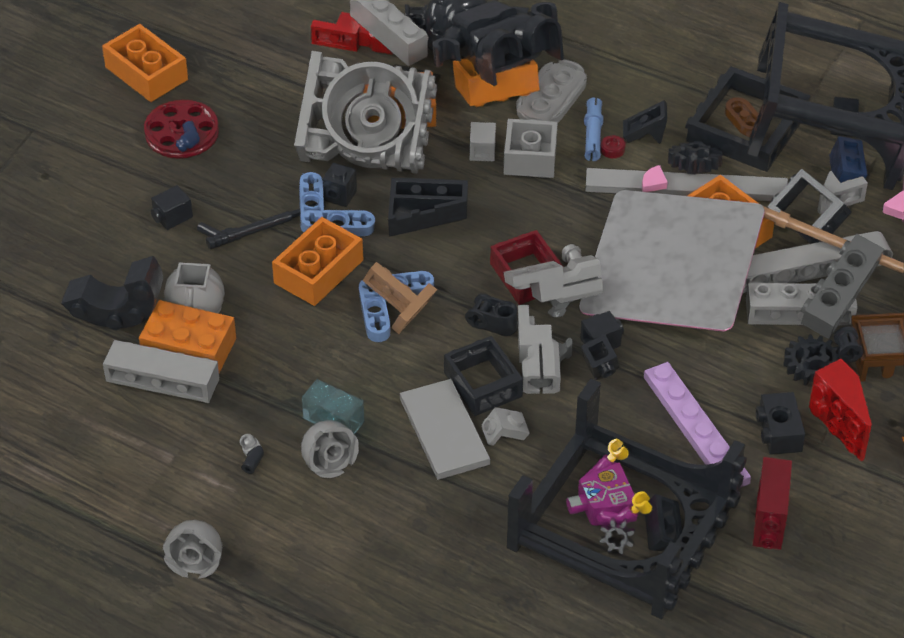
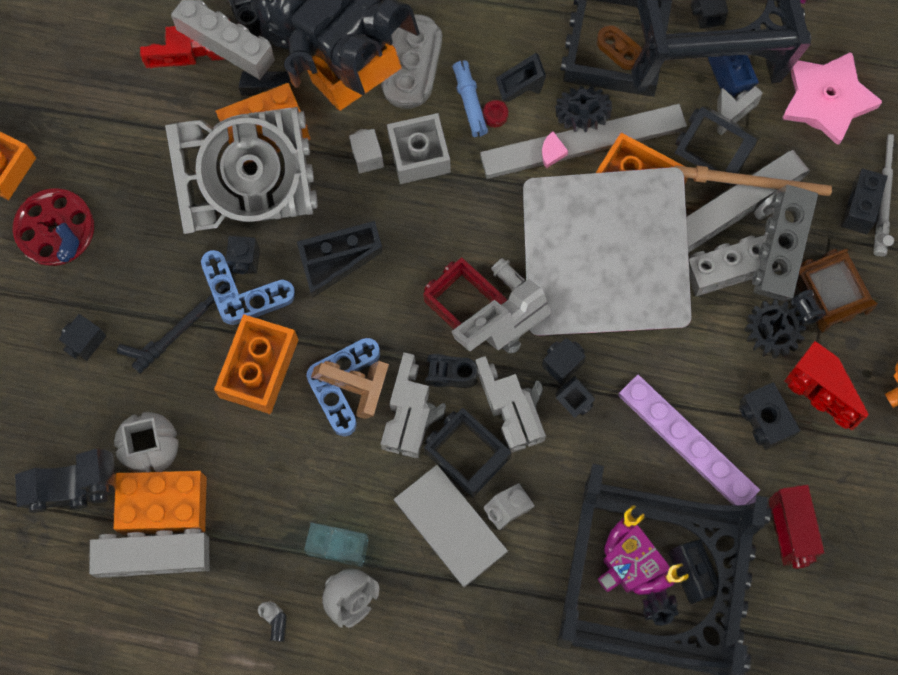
camera: 15 degrees left, 25 degrees up
(444, 332) = (412, 411): none -> light grey plate

